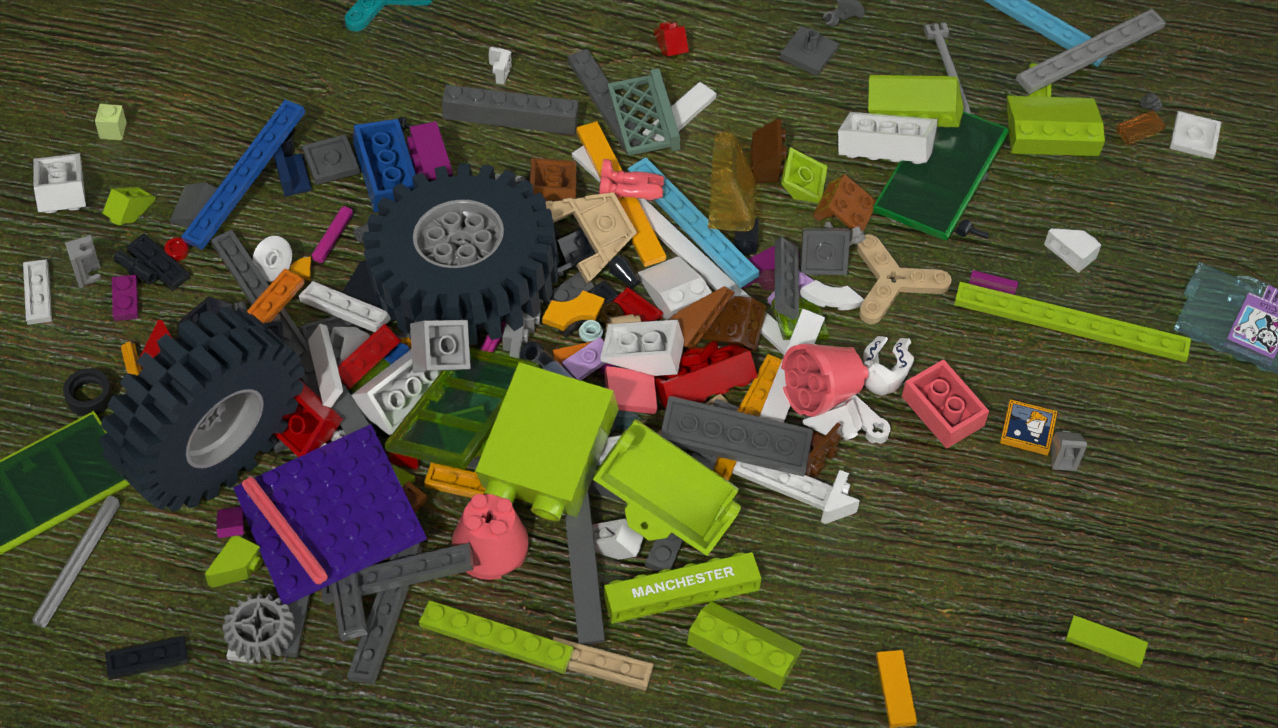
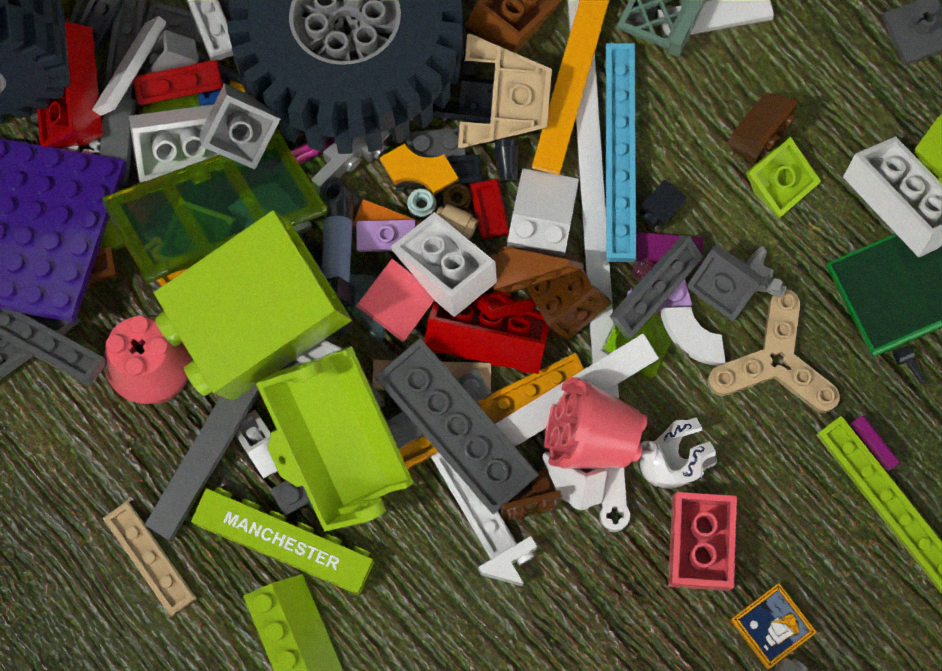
camera: 40 degrees right, 20 degrees up
(496, 637) = (75, 463): lime plate -> none
(630, 184) = (597, 63): coral piece -> none
(732, 186) = (670, 162): clear yellow windscreen -> none
(846, 202) = (799, 242): dark orange bracket -> none

